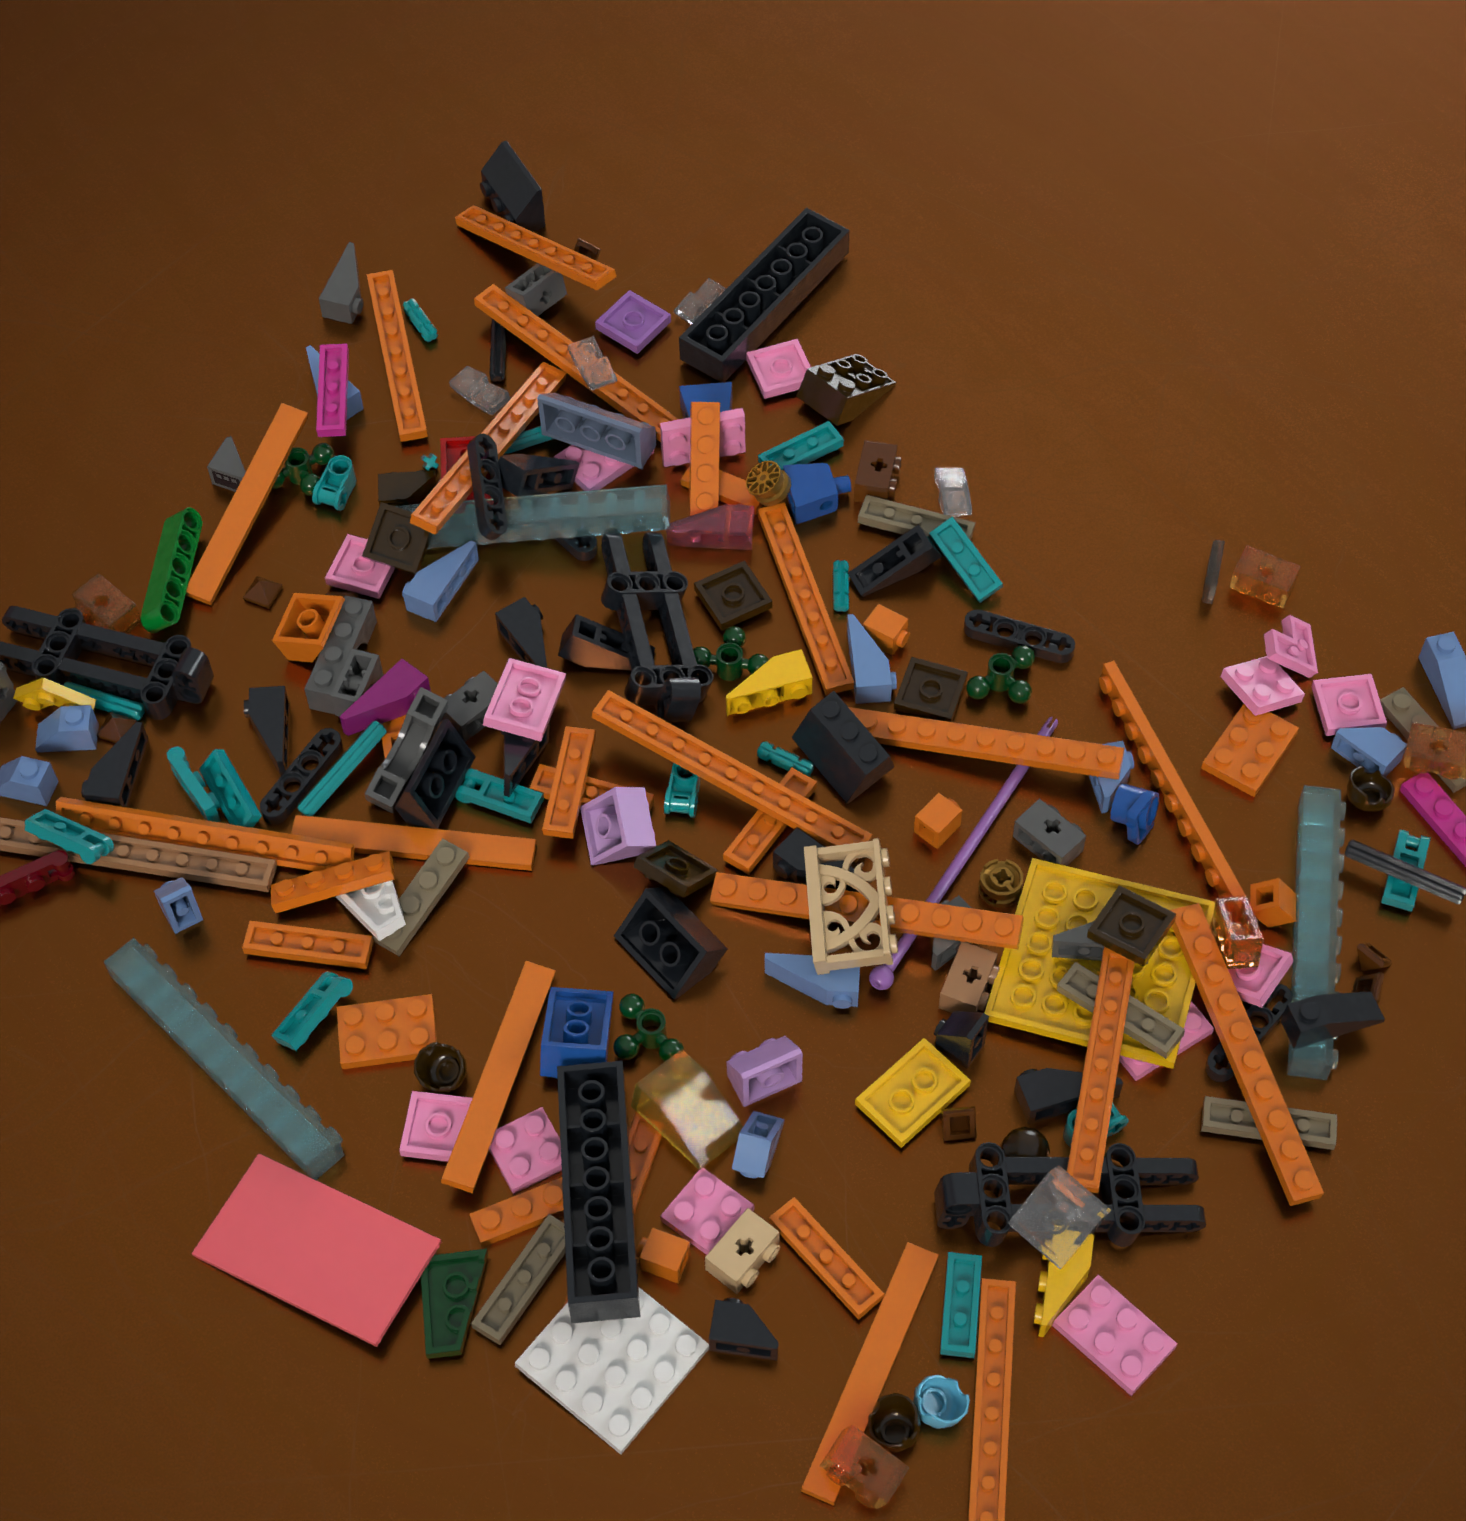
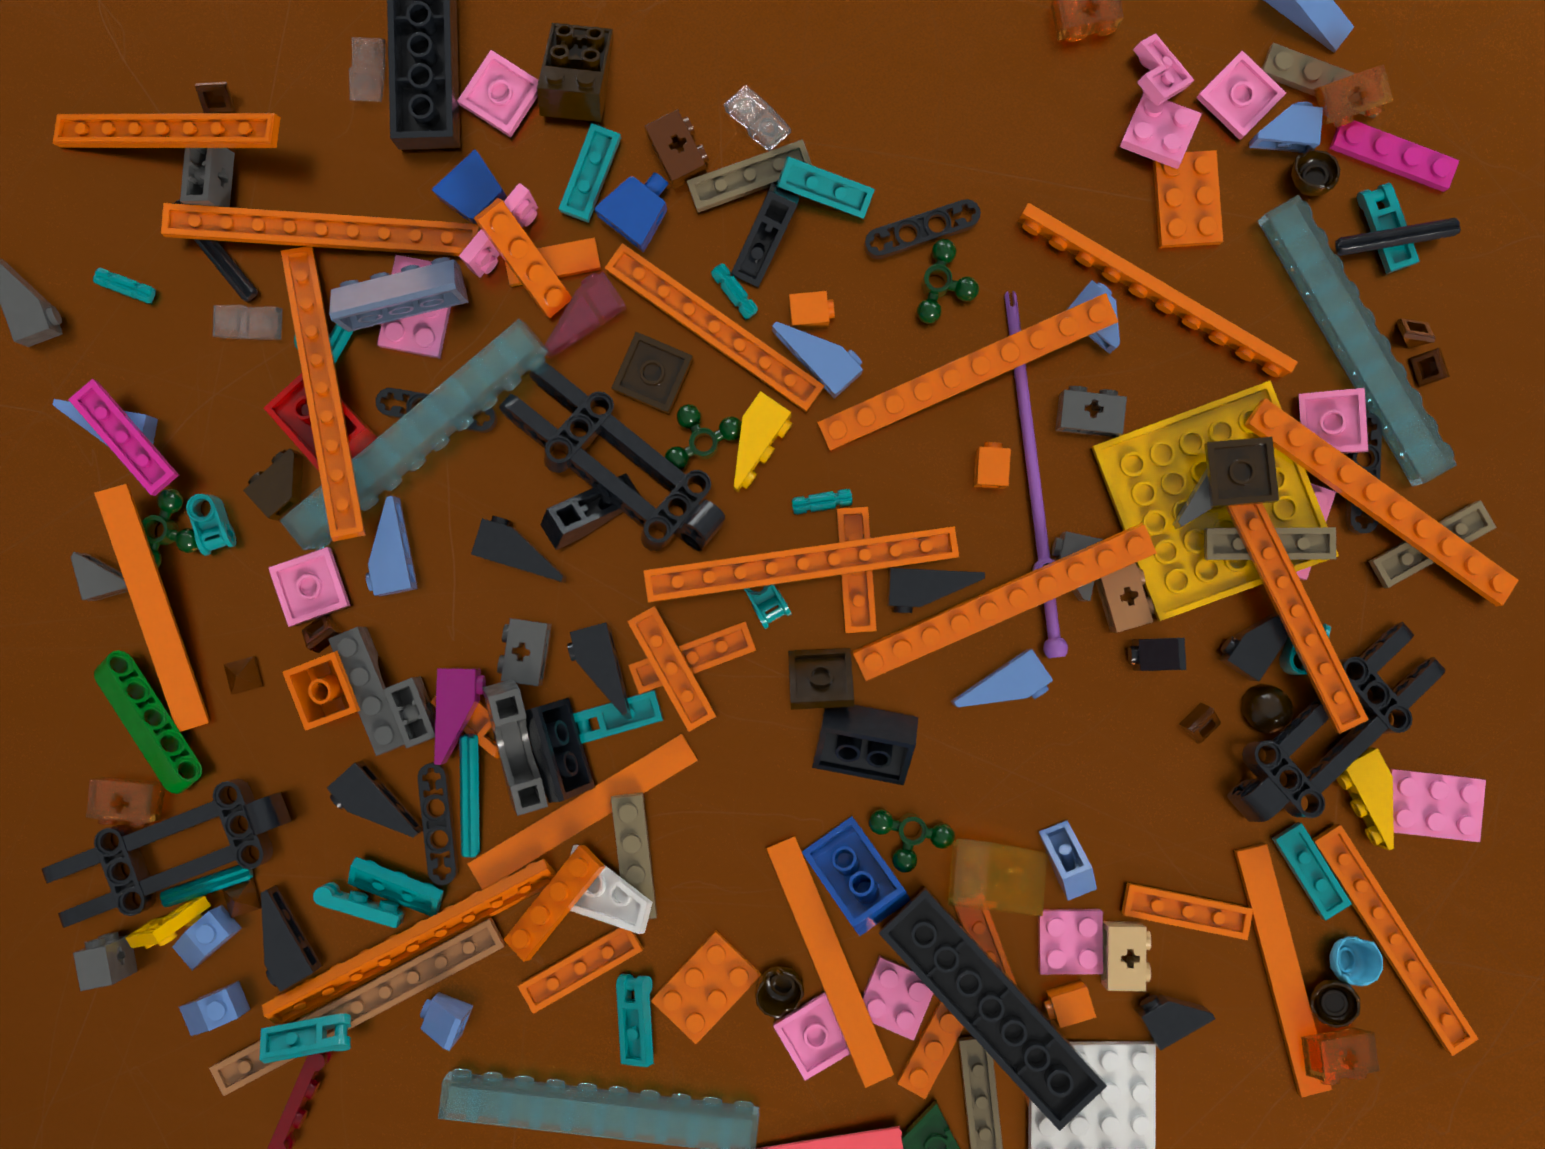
camera: 40 degrees left, 30 degrees up
(396, 540) = (318, 555): dark brown plate -> none
(397, 356) = (137, 341): orange plate -> none
(429, 461) = (275, 440): teal axle -> none
(484, 511) = (360, 448): black beam -> none
(513, 189) = (83, 75): black slope -> none
(524, 699) = (573, 625): bright pink plate -> none
(536, 474) = (385, 390): black slope -> none
(591, 364) = (333, 225): clear slope -> none
(618, 825) = (744, 677): lavender slope -> none
(633, 321) = (323, 140): medium lavender plate -> none
(765, 1069) = (1027, 799): lavender slope -> none
(768, 483) = (598, 237): pearl gold wheel -> none
(820, 876) = (999, 663): tan fence -> none
(842, 748) = (868, 461): black slope -> none
(912, 1092) = (1150, 726): yellow plate -> none
(930, 690) = (891, 343): dark brown plate -> none
(1001, 882) = (1082, 485): pearl gold wheel -> none
(1059, 1216) = (1359, 766): clear slope -> none
(1136, 810) = (1143, 337): blue piece -> none
(1213, 571) = (1040, 38): clear smoke tile -> none
(1237, 932) = (1313, 403): clear orange brick -> none
(1273, 902) = (1313, 346): orange brick -> none
(1329, 1016) = (1435, 427): black slope -> none

